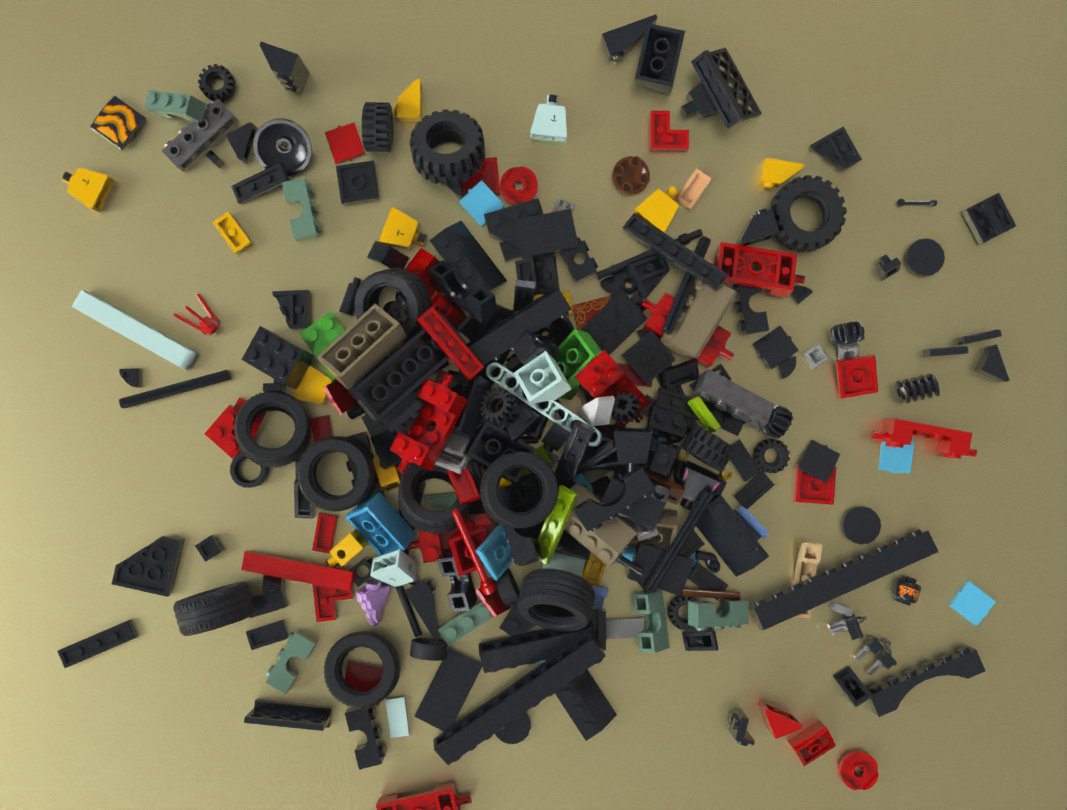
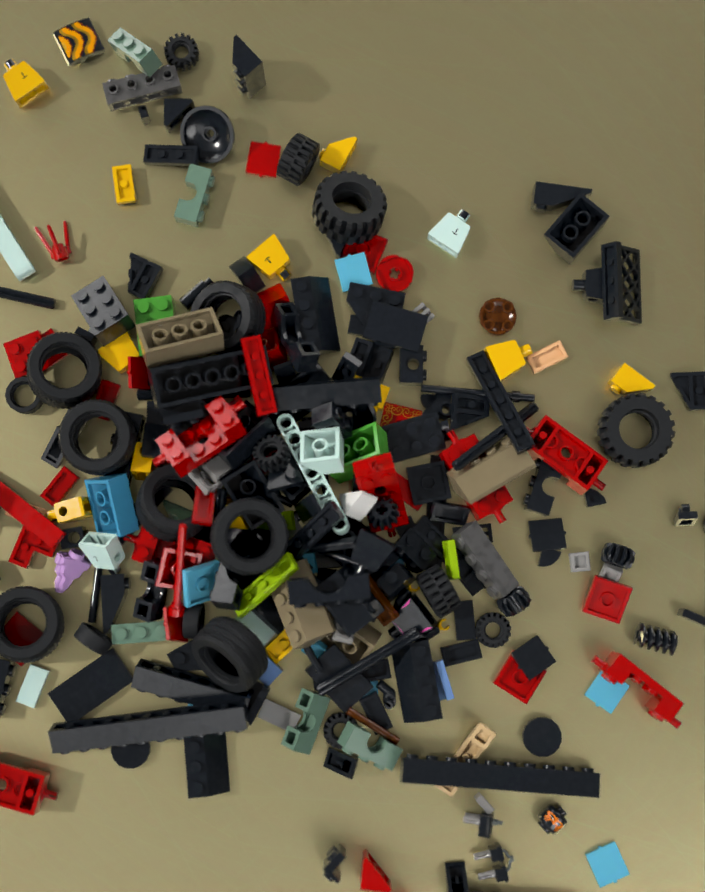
camera: 30 degrees right, 5 degrees down
(357, 182) = (255, 198): black plate -> none
(662, 137) = (543, 298): red plate -> none
(759, 228) = (586, 421): black slope -> none

